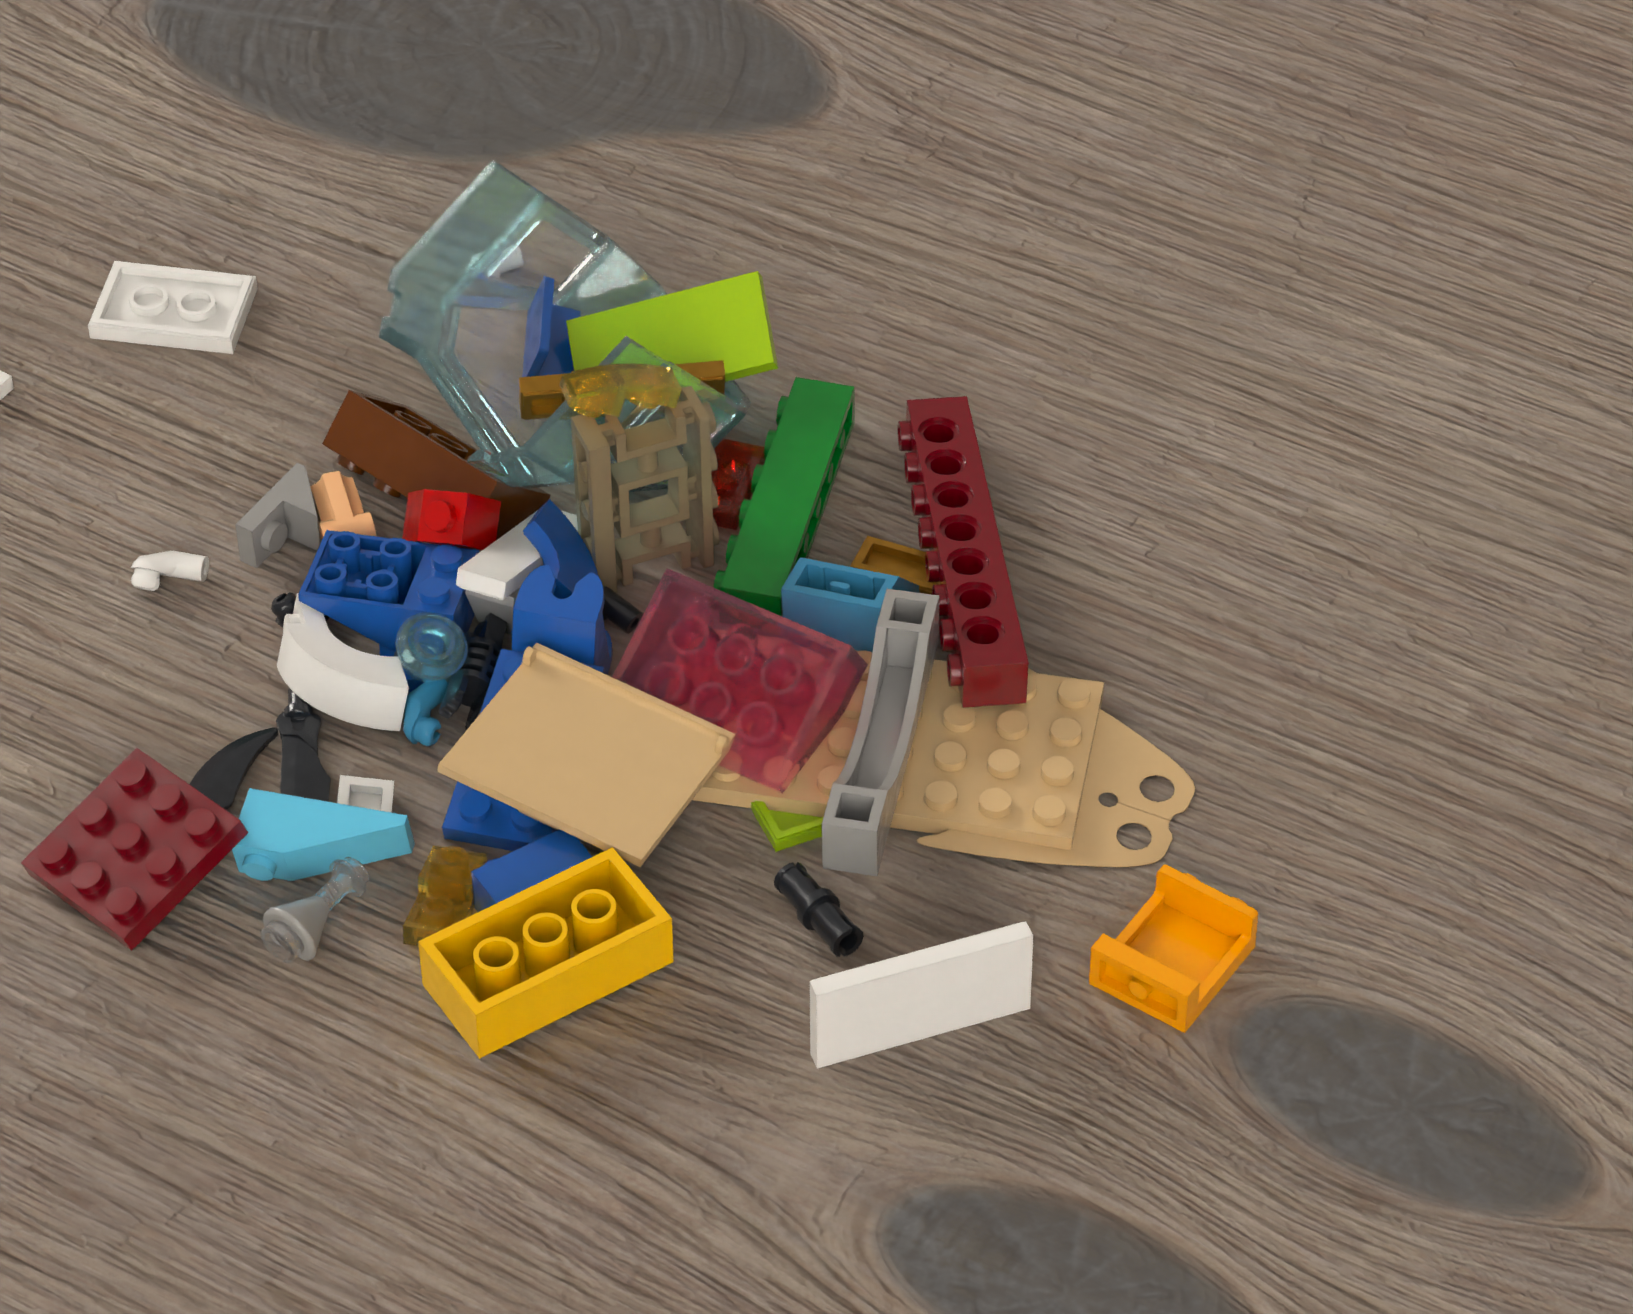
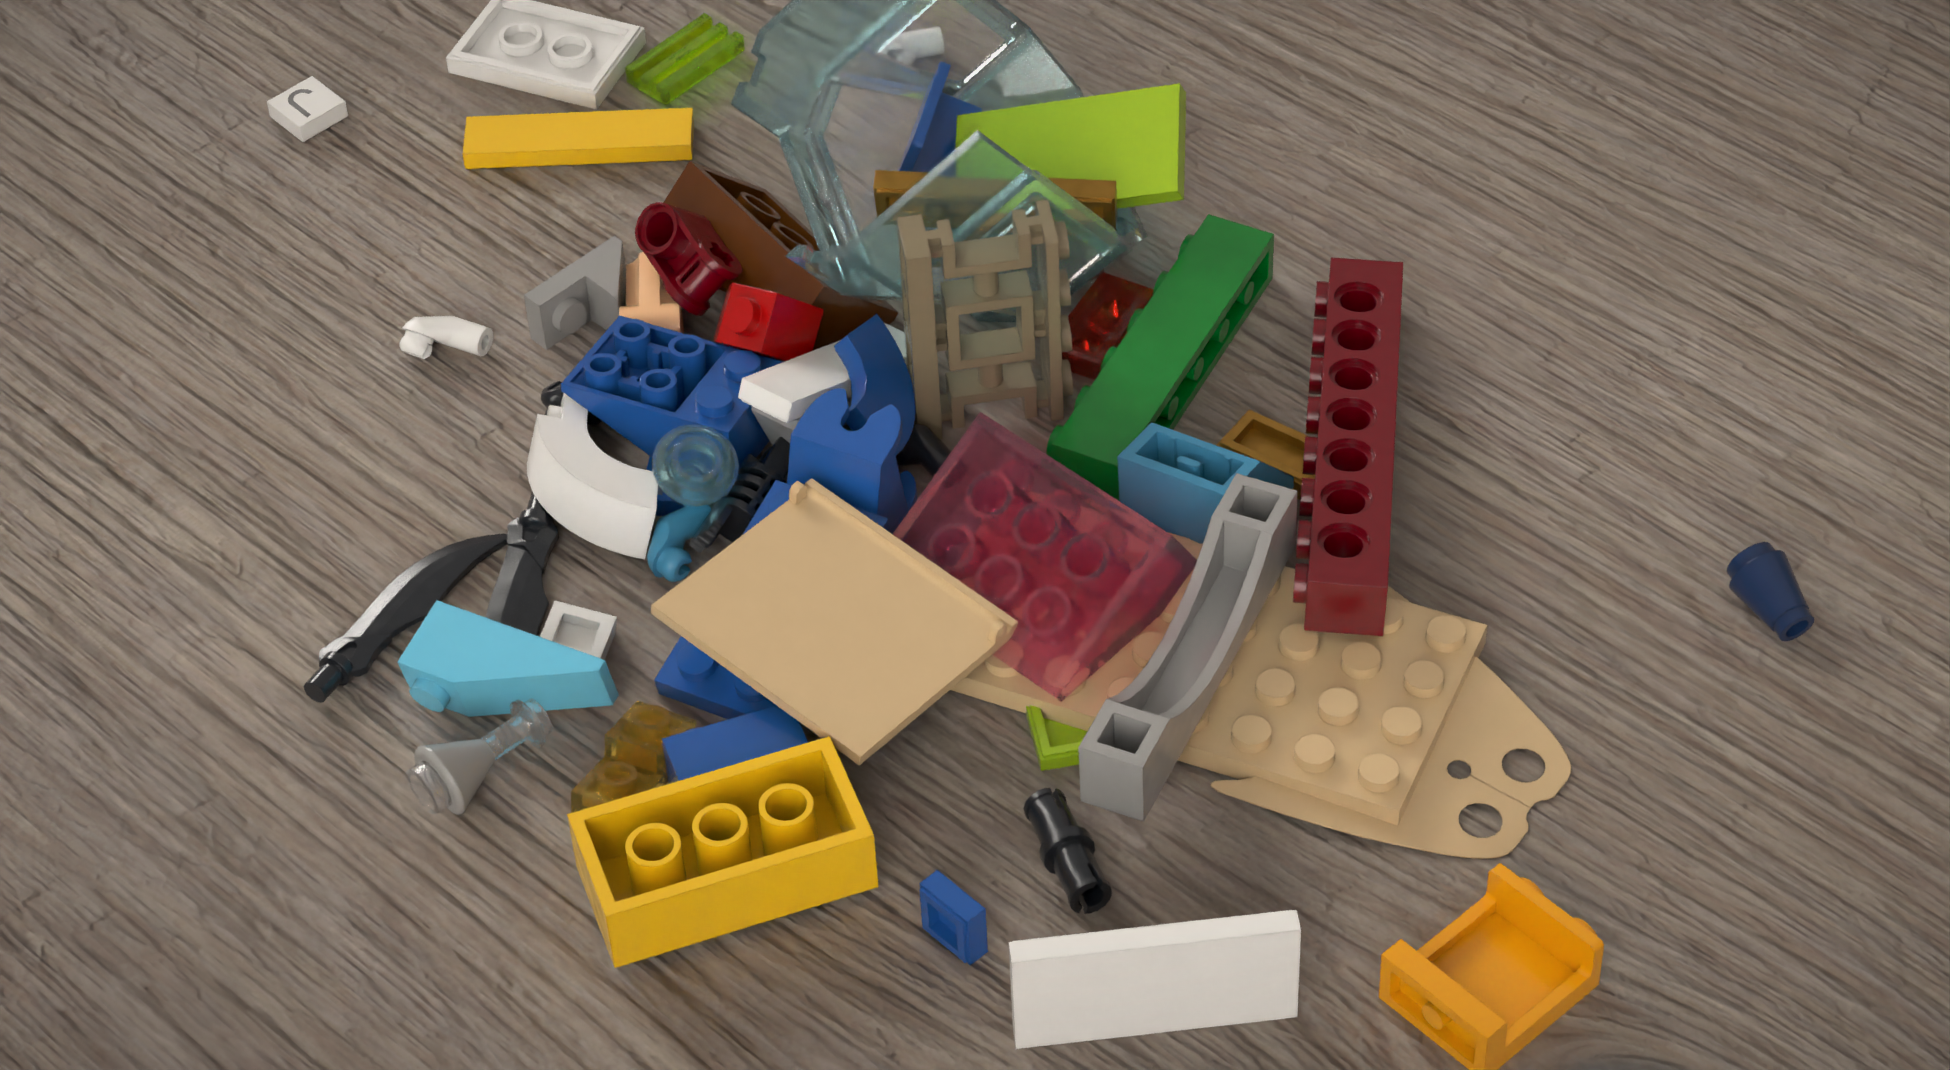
camera: 15 degrees right, 0 degrees up
(134, 848) = (293, 651): dark red plate -> none
(228, 381) = (578, 138): none -> yellow tile
(292, 297) = (680, 54): none -> clear neon green tile
(372, 477) = (685, 254): none -> dark red piece
(605, 387) = (936, 188): clear yellow slope -> none
(744, 975) = (953, 917): none -> blue tile
(1318, 621) = (1770, 589): none -> dark blue cone

